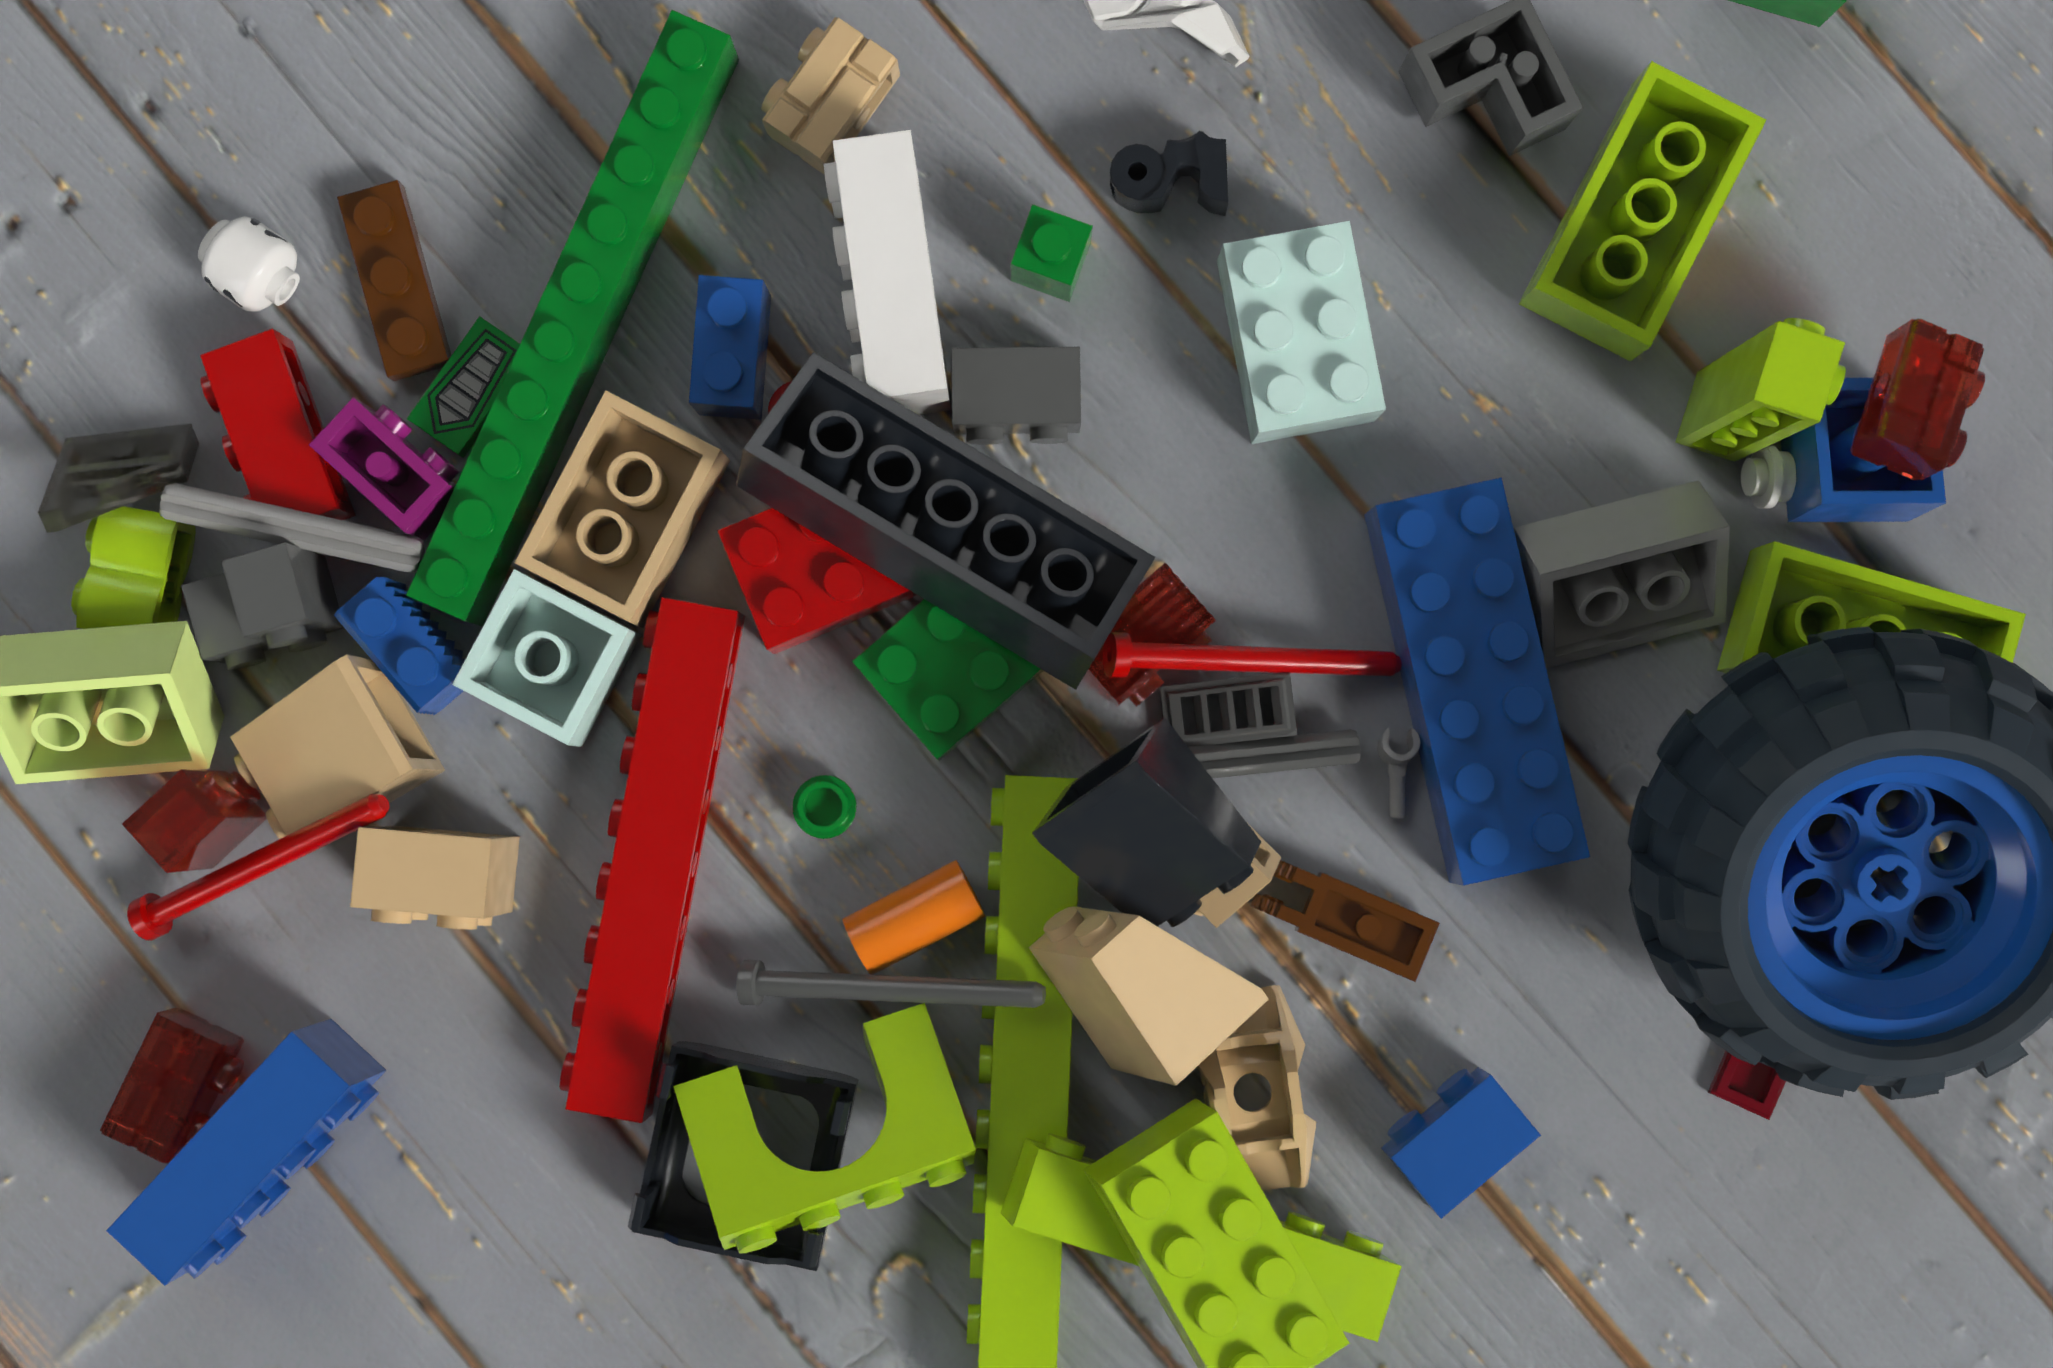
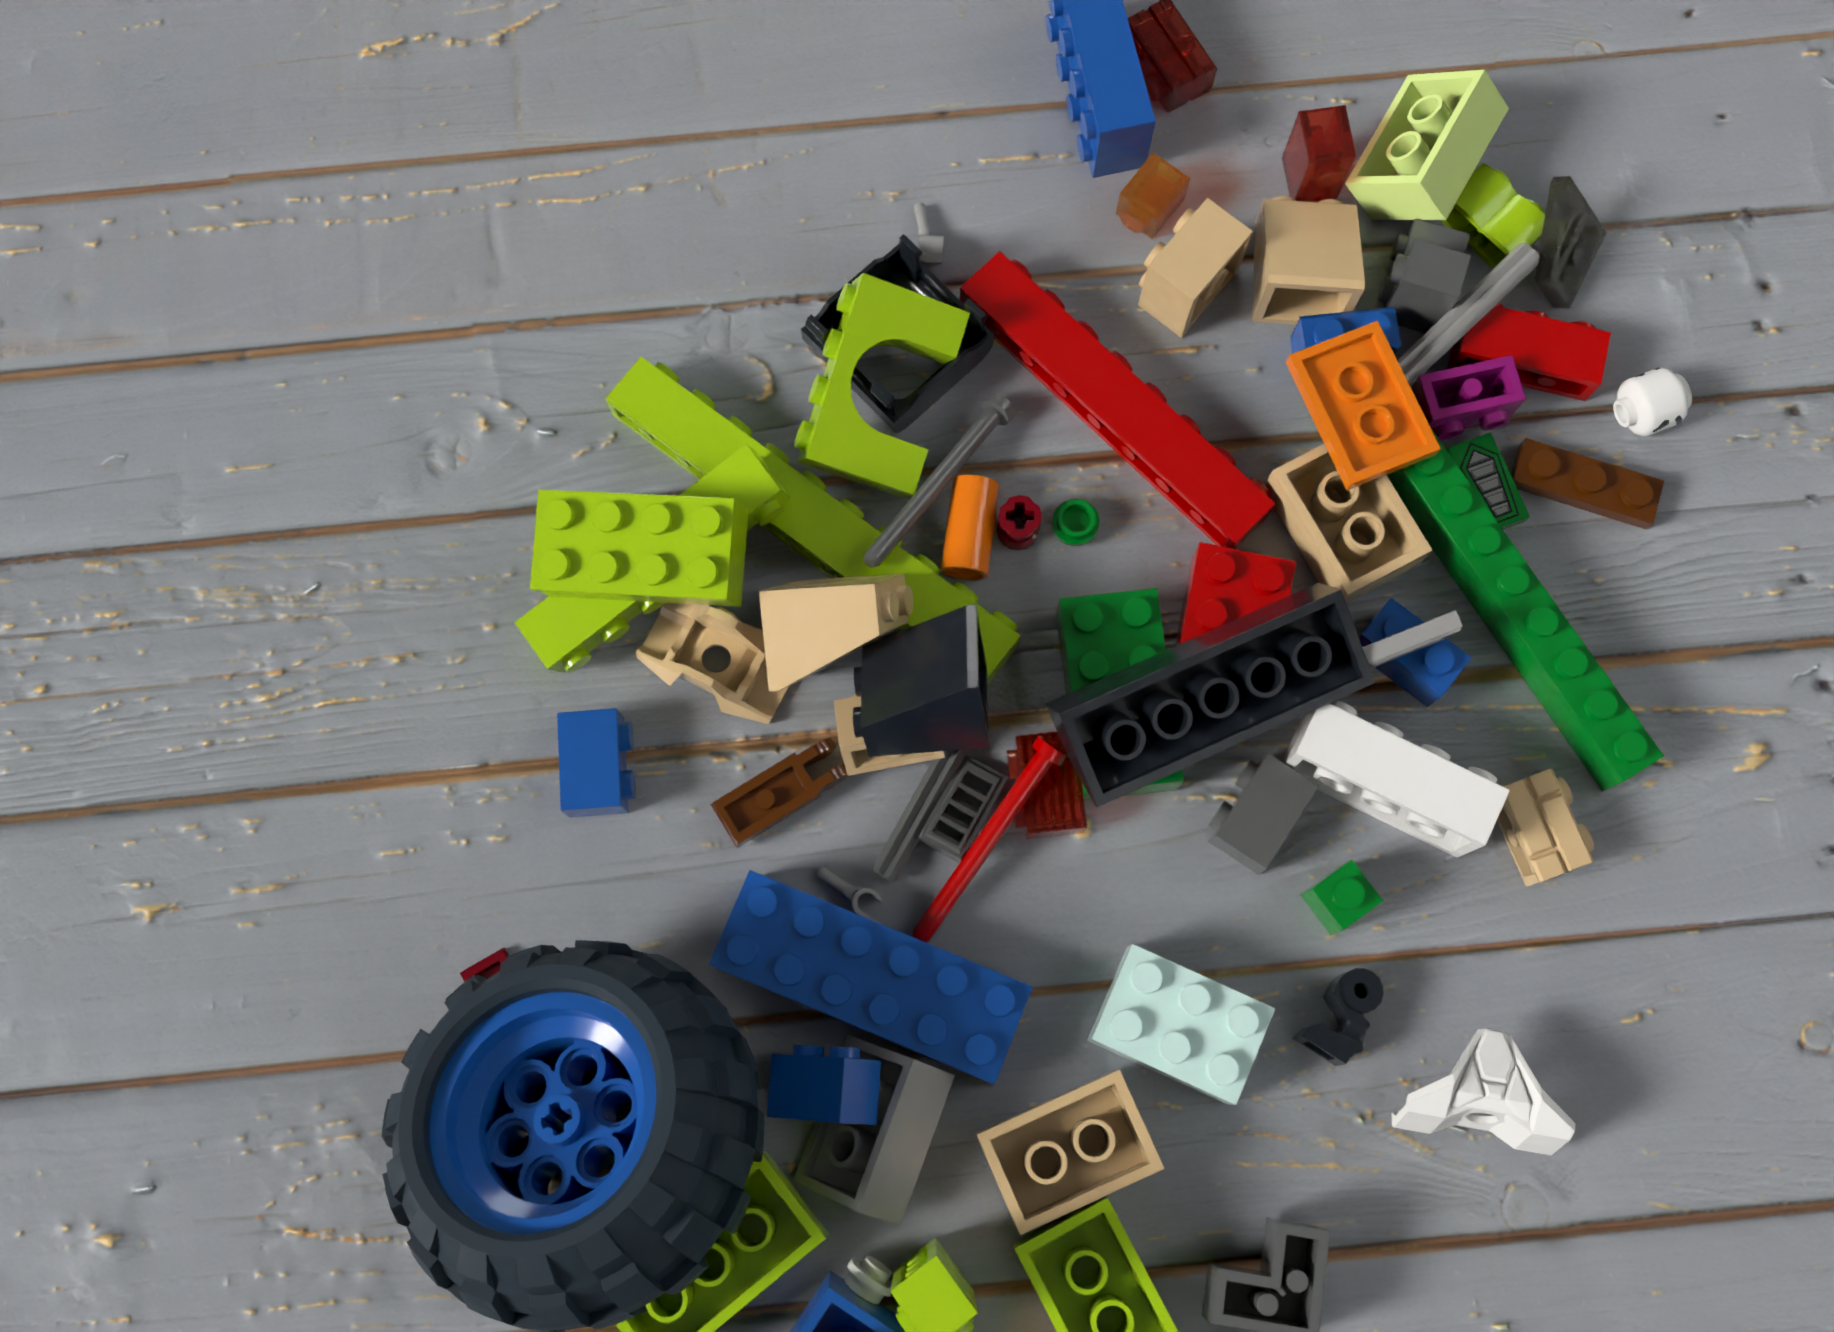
camera: 130 degrees right, 10 degrees down
(154, 915) = (1275, 106): red bar -> none
(371, 982) = (1152, 196): none -> clear orange brick
(488, 570) = (1362, 405): none -> orange plate
(547, 659) = (1267, 417): light aqua brick -> none
(605, 1198) = (930, 245): none -> light grey hand
(735, 346) = (1412, 639): none -> light grey tile
(852, 862) = (1031, 514): none -> dark red bush
(1510, 361) = (1069, 1151): none -> tan brick
(1625, 649) = (824, 1088): none -> blue brick

